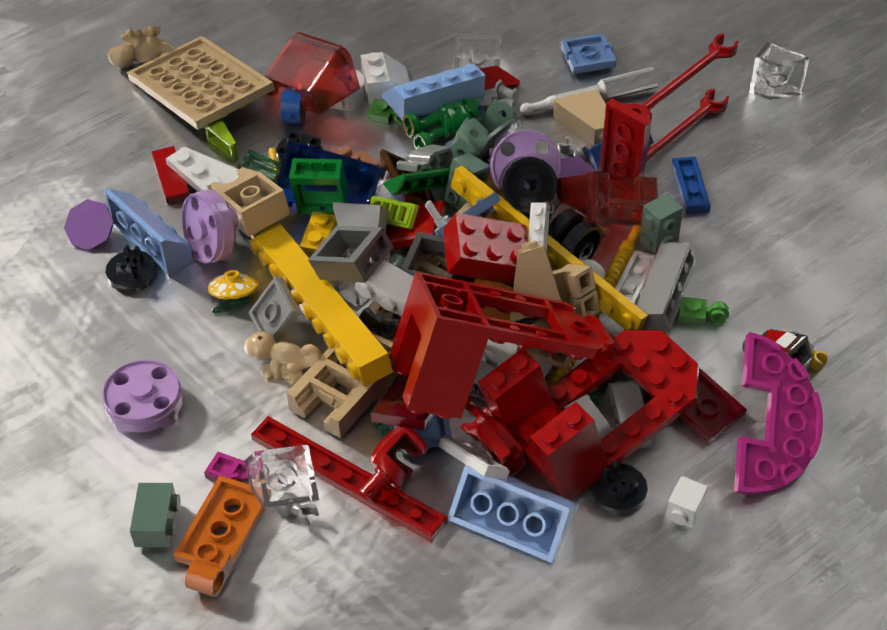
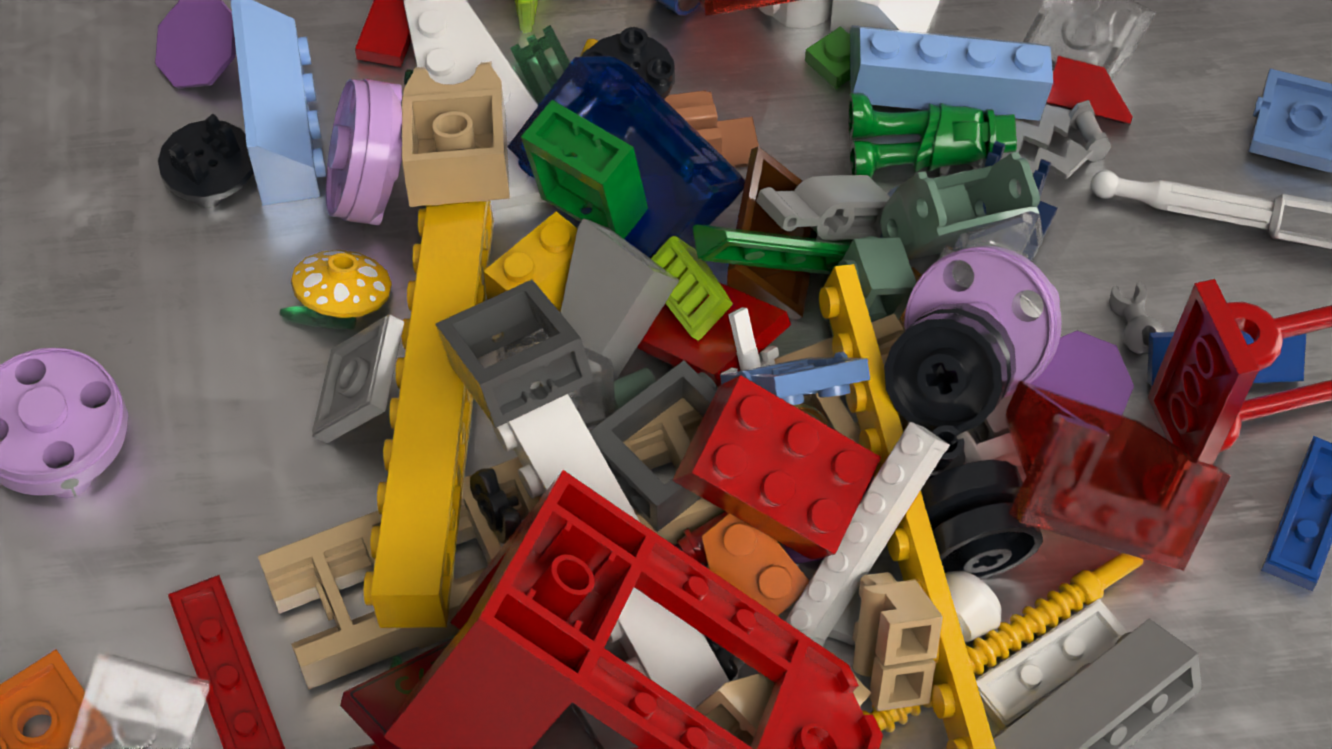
camera: 30 degrees right, 10 degrees up
(226, 466) = (82, 635): dark pink tile -> none
(286, 357) = (324, 472): tan animal -> none
(534, 274) = (822, 579): tan slope -> none
(582, 115) = (1203, 244): tan slope -> none
(660, 222) = (1175, 577): sand green brick -> none

